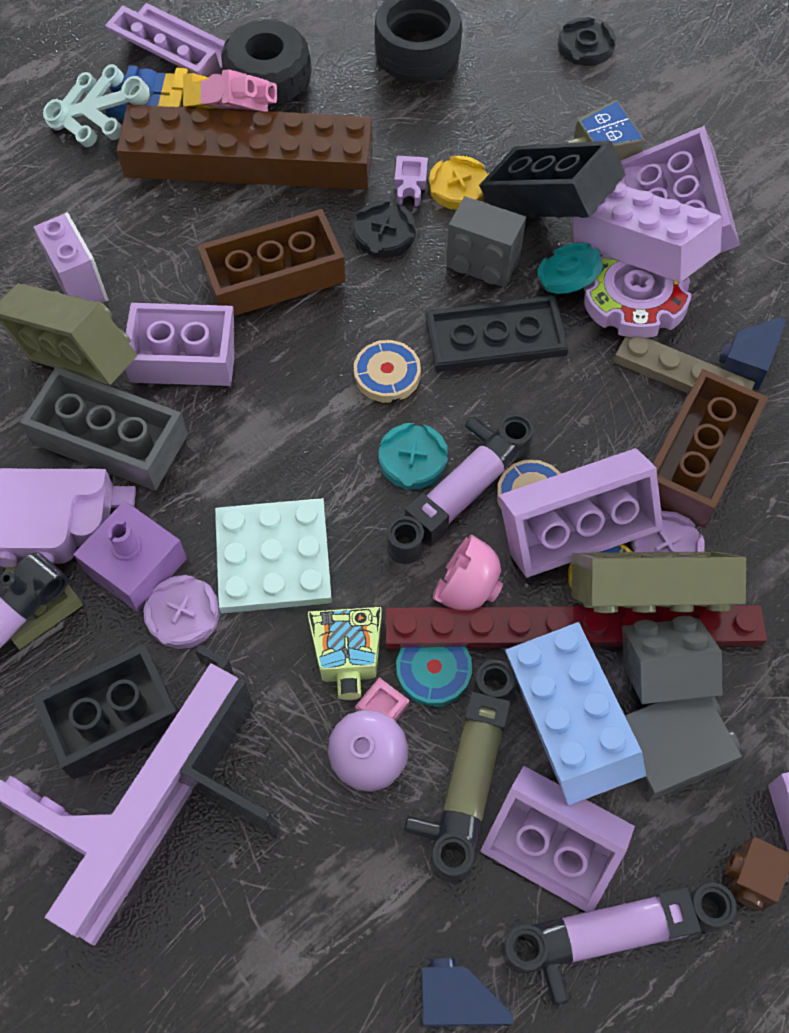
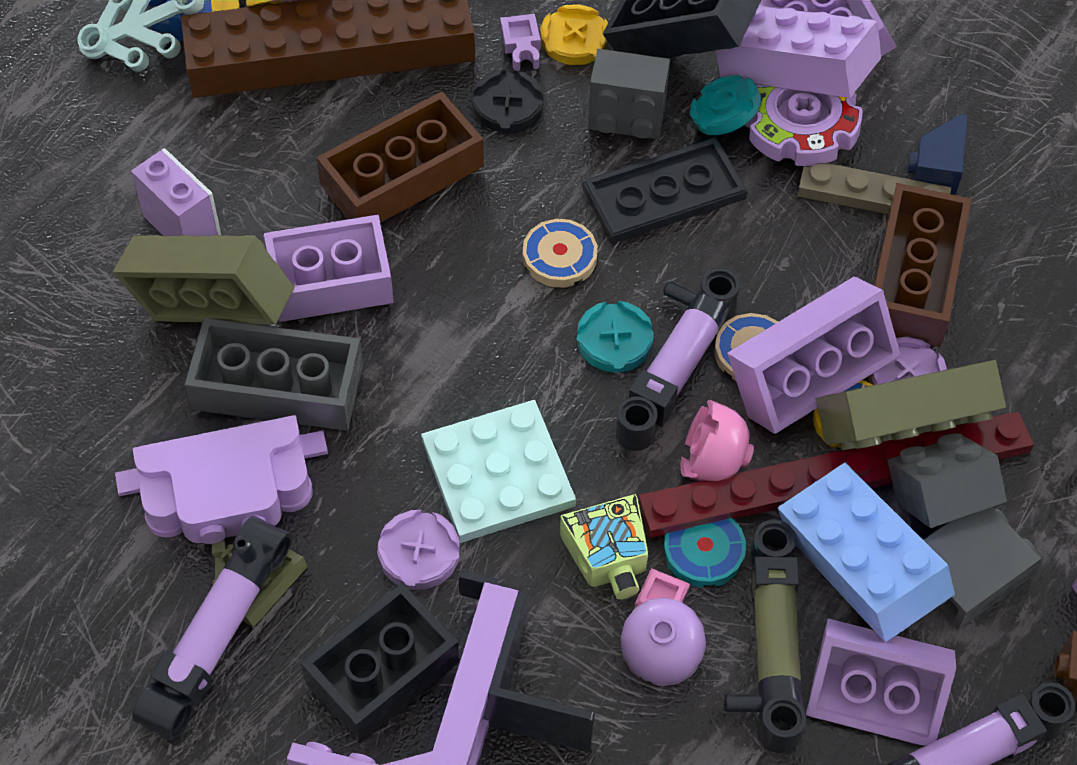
camera: 15 degrees left, 5 degrees down
(130, 555) = (347, 502): medium lavender brick -> none

